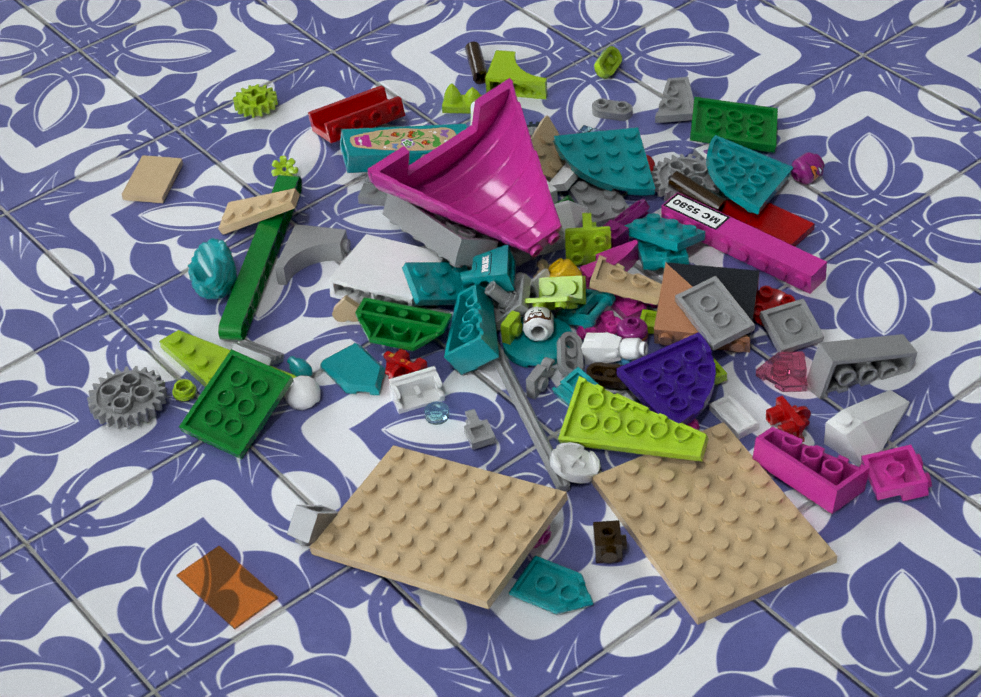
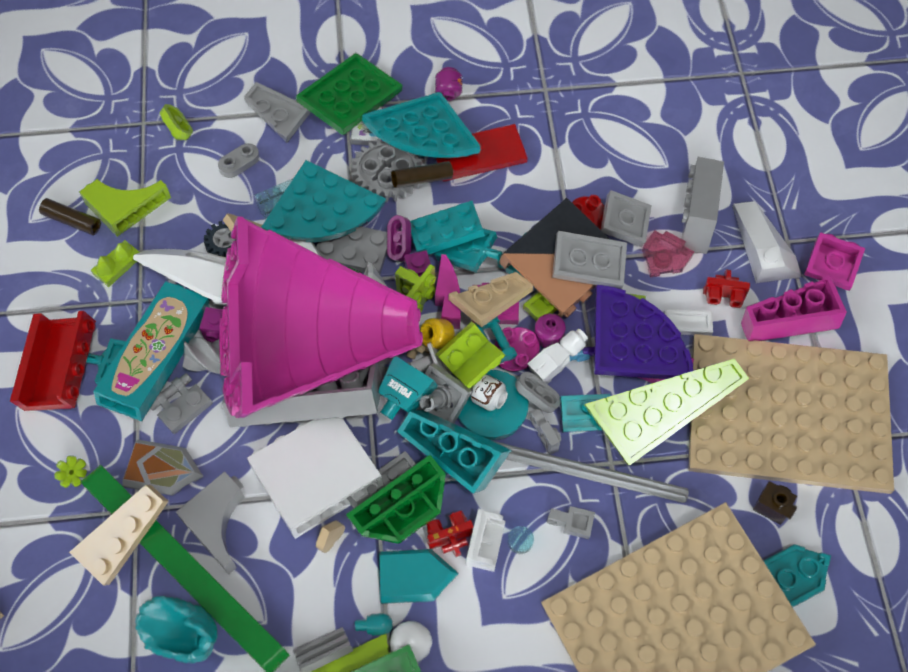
camera: 60 degrees left, 20 degrees up
(325, 208) = (160, 465): none -> tile
(434, 282) = (373, 441): teal plate -> none
(511, 327) = (475, 416): lime plate -> none
(574, 463) = (667, 470): white tile -> none
(605, 375) = (578, 378): dark brown plate -> none
(748, 243) = (499, 182): dark pink brick -> none

